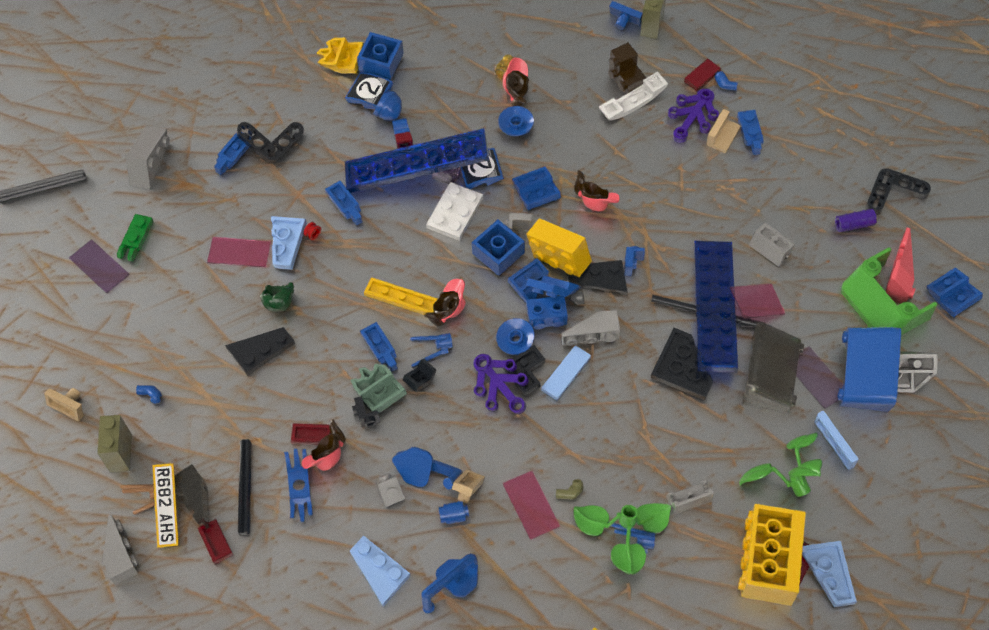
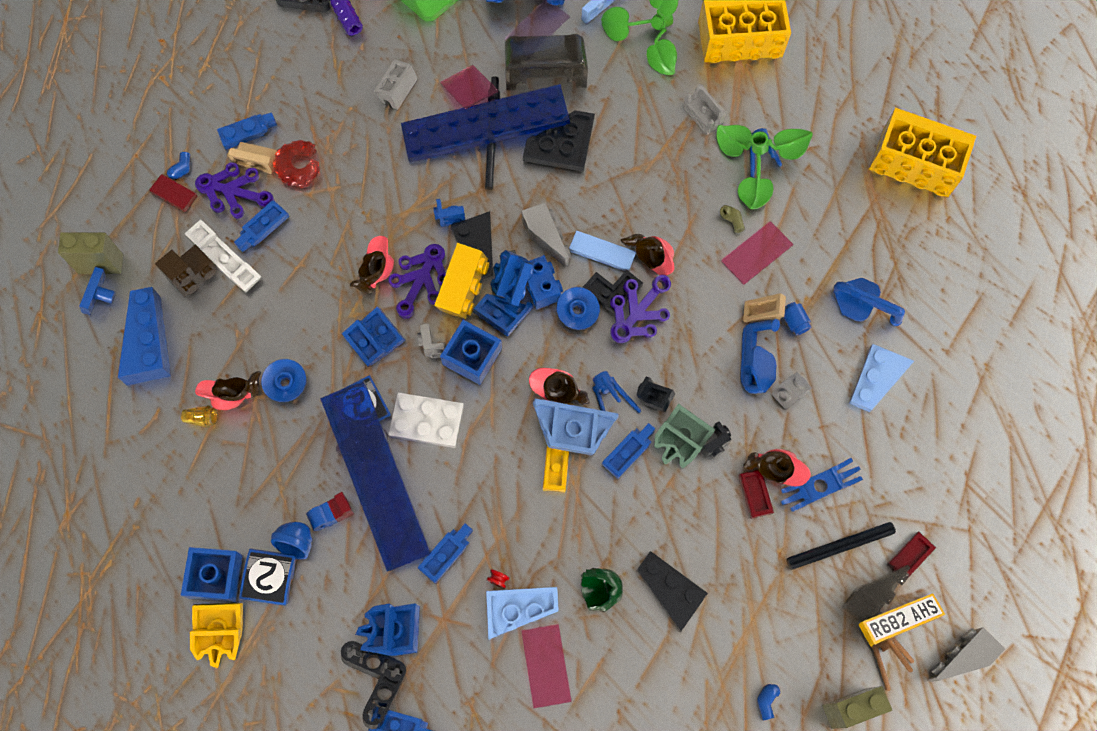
camera: 110 degrees left, 10 degrees up
(301, 155) = (391, 629): none -> blue plate
(410, 305) = (572, 426): none -> medium blue wing
(553, 409) = (653, 252): none -> dark brown hair
(577, 39) = (144, 340): none -> blue wedge
(581, 228) = (421, 277): none -> dark purple plant
(656, 127) = (261, 226): none -> blue hinge
(706, 150) = (287, 172): none -> clear red piece

